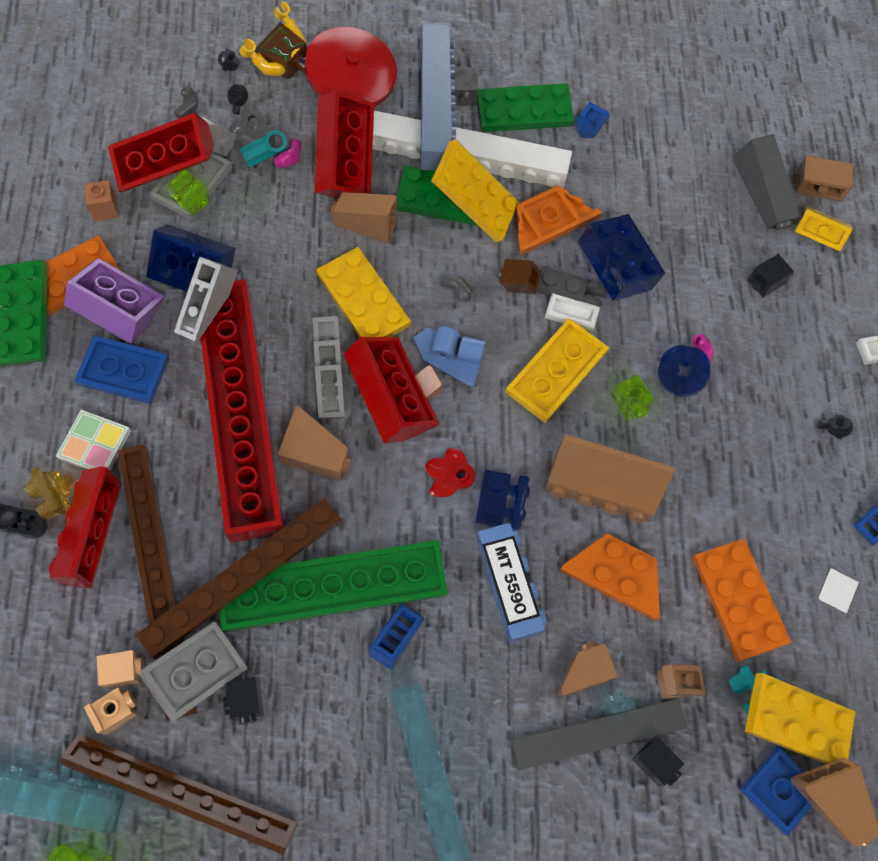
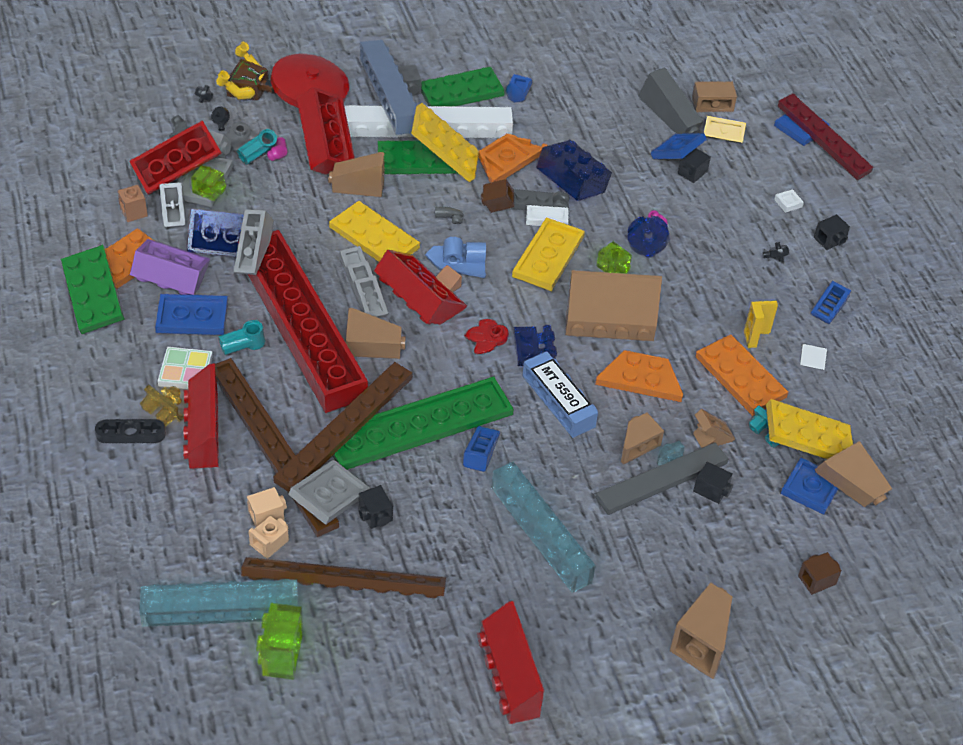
camera: 15 degrees left, 20 degrees down
(145, 211) = (172, 204): none -> light grey slope
(165, 417) = (250, 337): none -> teal piece
(759, 245) = (678, 146): none -> blue tile
(780, 535) = (759, 321): none -> yellow panel

